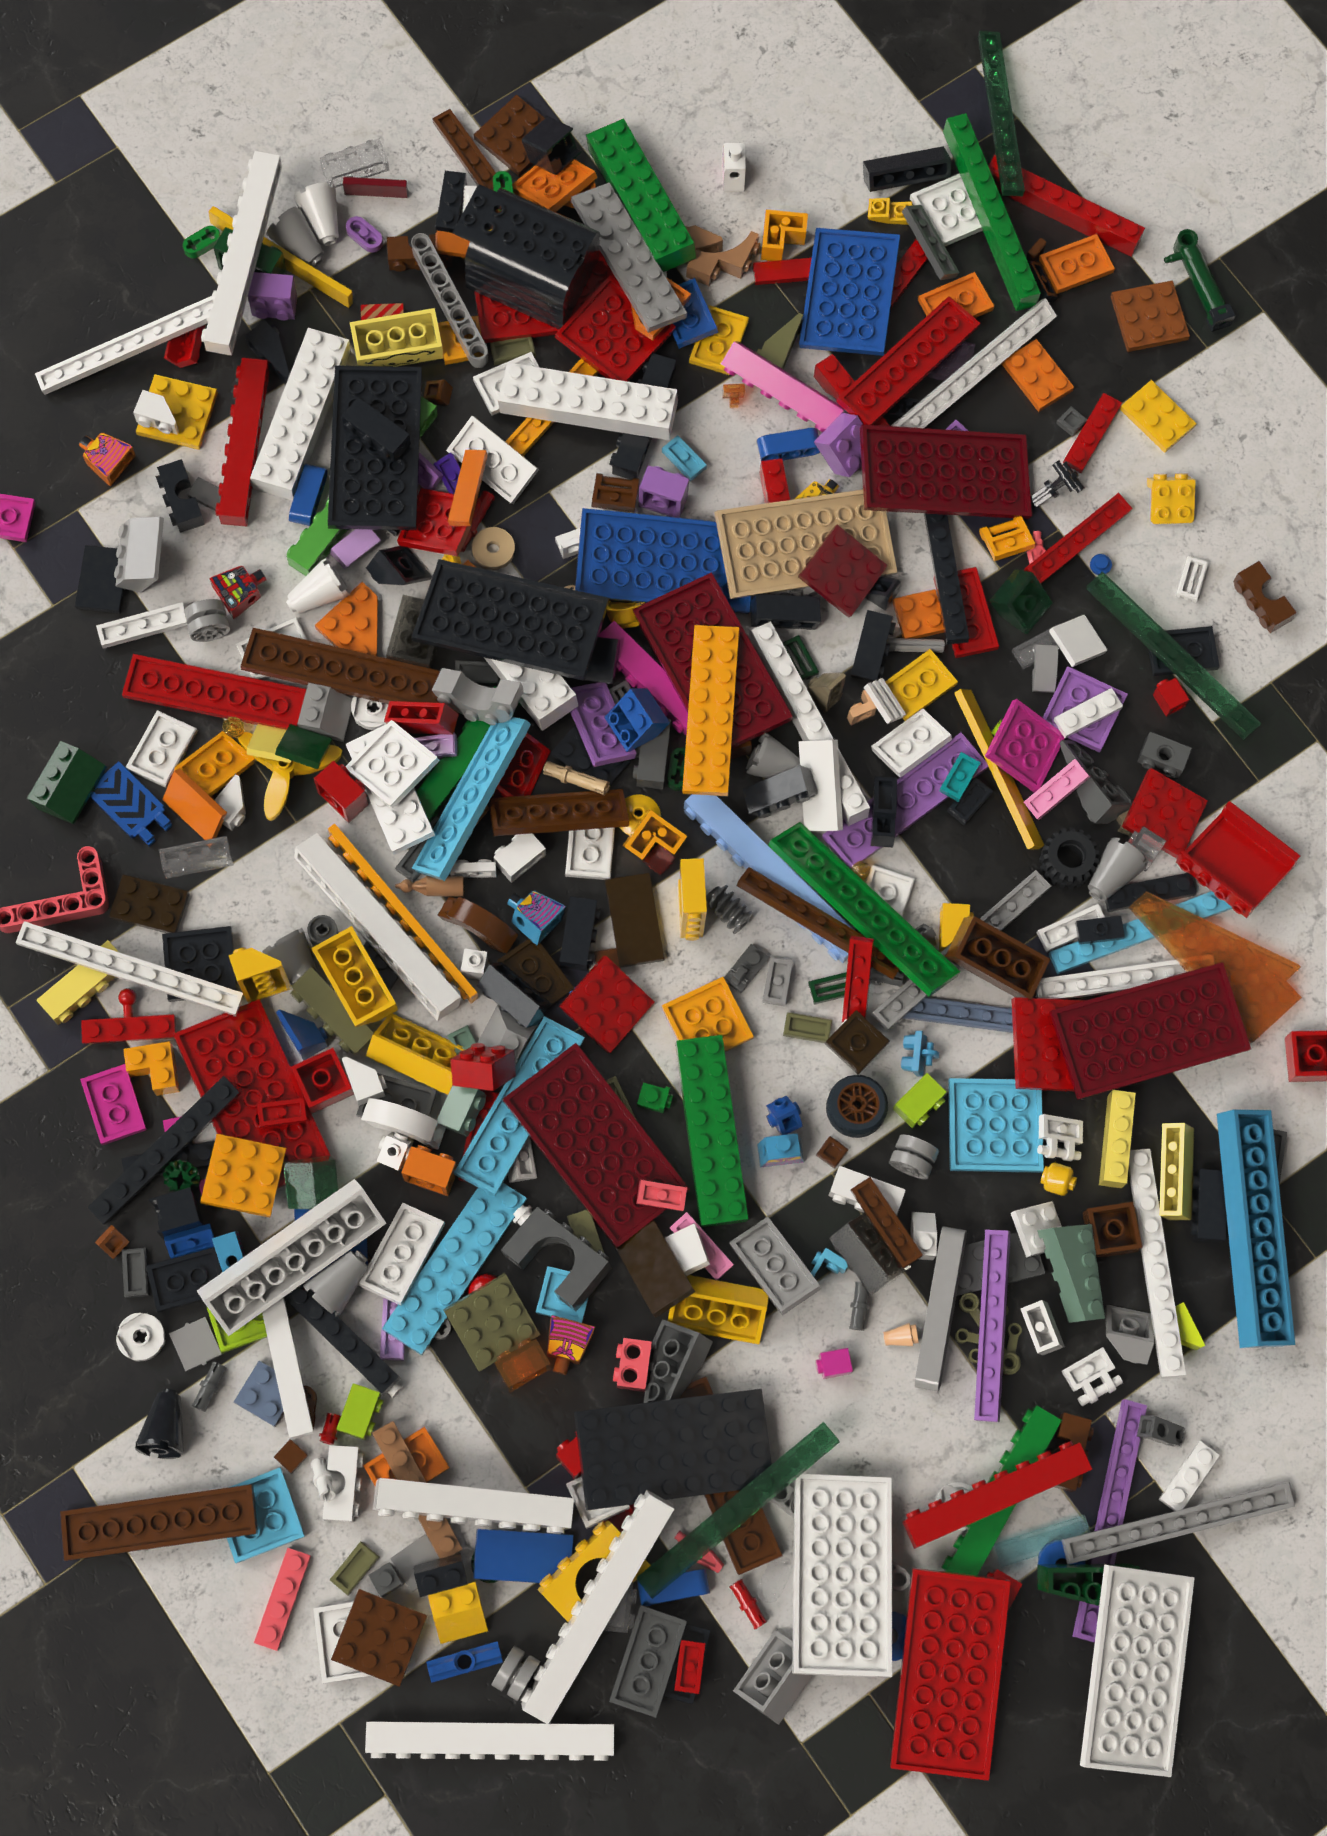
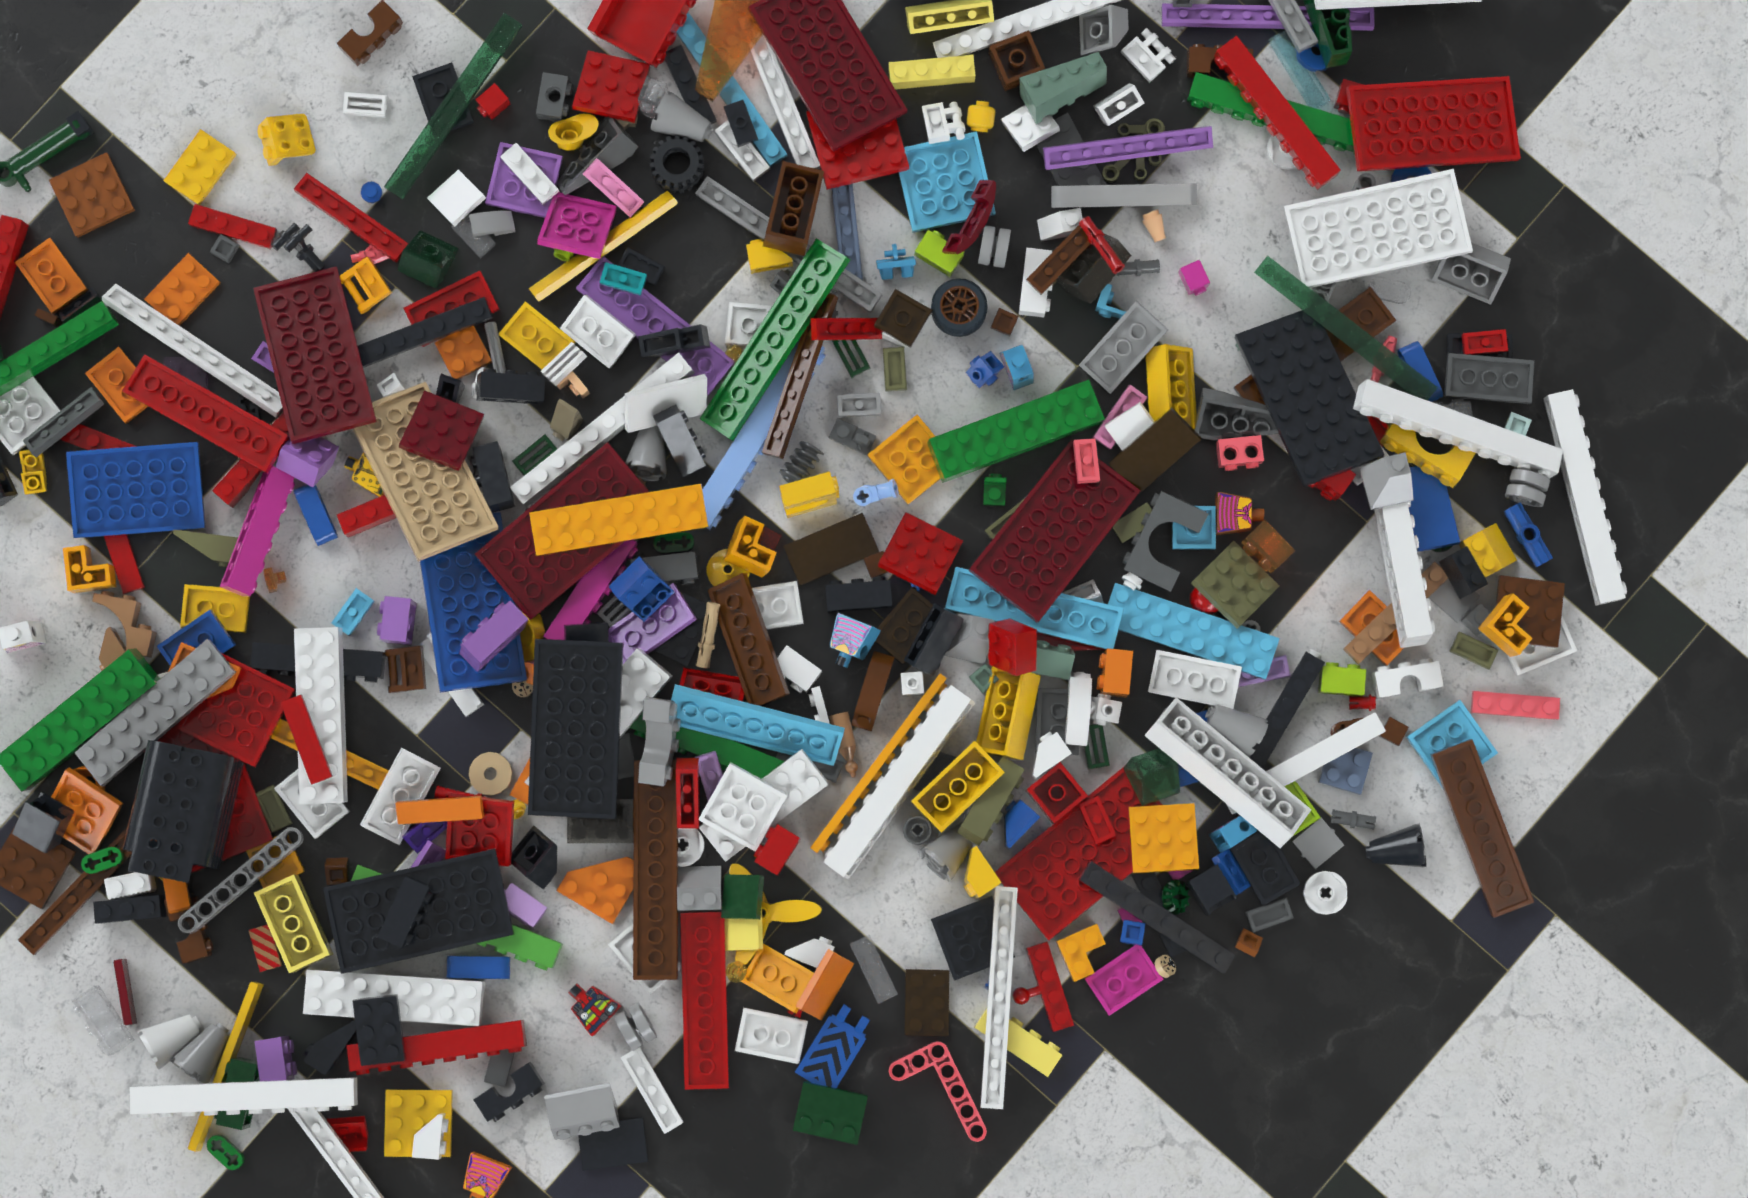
camera: 100 degrees left, 10 degrees up
(113, 1149) = (1165, 966): none -> tan tile
(156, 1122) = (1132, 932): none -> blue plate
(272, 387) = (379, 1030): none -> black plate
(317, 589) = (576, 929): white cone -> none
(322, 1480) = (1410, 695): white pin -> none
(351, 1144) = (1095, 748): none -> dark green tile
(365, 235) = (179, 988): medium lavender plate -> none
(370, 1595) = (1502, 625): none -> light orange brick
(556, 1505) = (1387, 481): none -> light grey slope
(566, 377) = (306, 739): none -> red tile
(588, 1682) = (1518, 423): none -> light aqua plate
(623, 565) = (492, 635): none -> medium lavender brick
(681, 972) = (876, 492): none -> light blue connector
(748, 1604) = (1417, 307): red pin -> none
(895, 1257) = (1101, 244): none -> red pin
(900, 539) = (390, 385): none -> white plate
(969, 1157) = (984, 197): none -> dark red slope
(1124, 764) = (572, 131): none -> yellow piece

